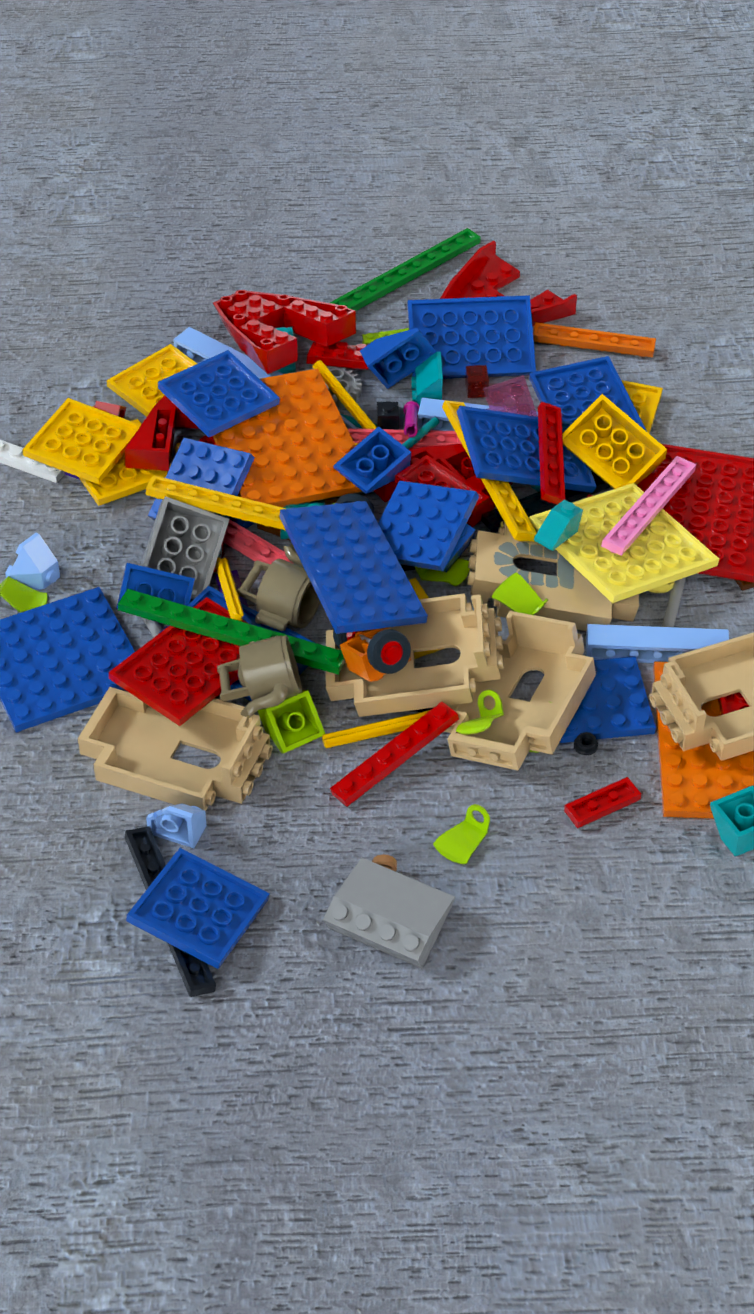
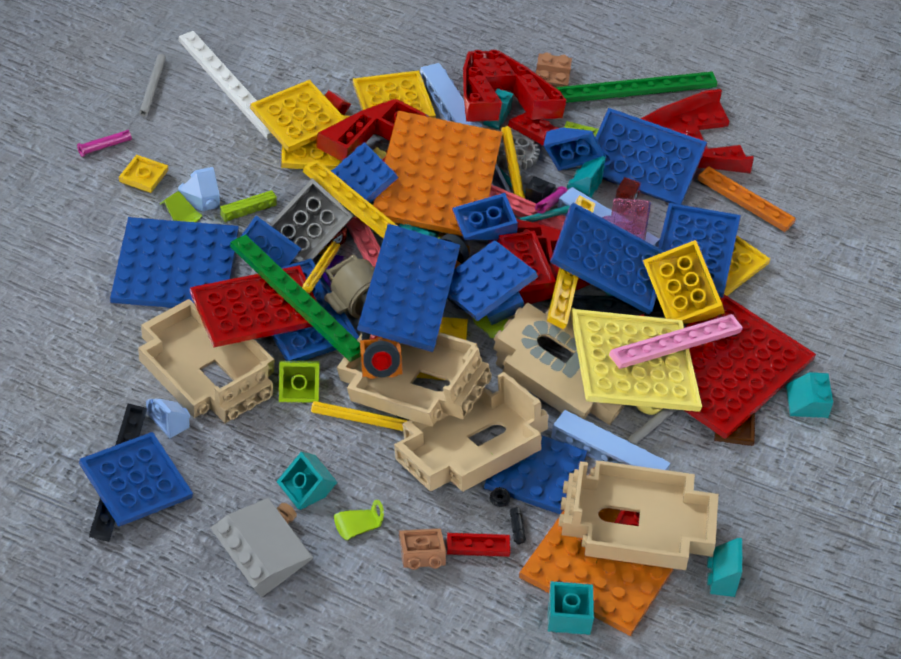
camera: 25 degrees right, 0 degrees up
(93, 561) = (248, 205): none -> lime piece
(218, 393) = (409, 119): blue plate -> none
(266, 673) = (292, 337): dark tan piece -> none
(308, 285) = (554, 69): none -> nougat plate
(379, 822) = (306, 480): none -> teal slope
(394, 754) = (353, 437): red plate -> none
(486, 715) = (418, 444): lime piece -> none
(518, 595) = (521, 365): lime piece -> none
(551, 453) = (625, 269): red plate -> none
(552, 833) = (422, 548): none -> nougat plate
(559, 525) = (585, 325): teal slope -> none
(625, 764) = (517, 525): none -> black axle

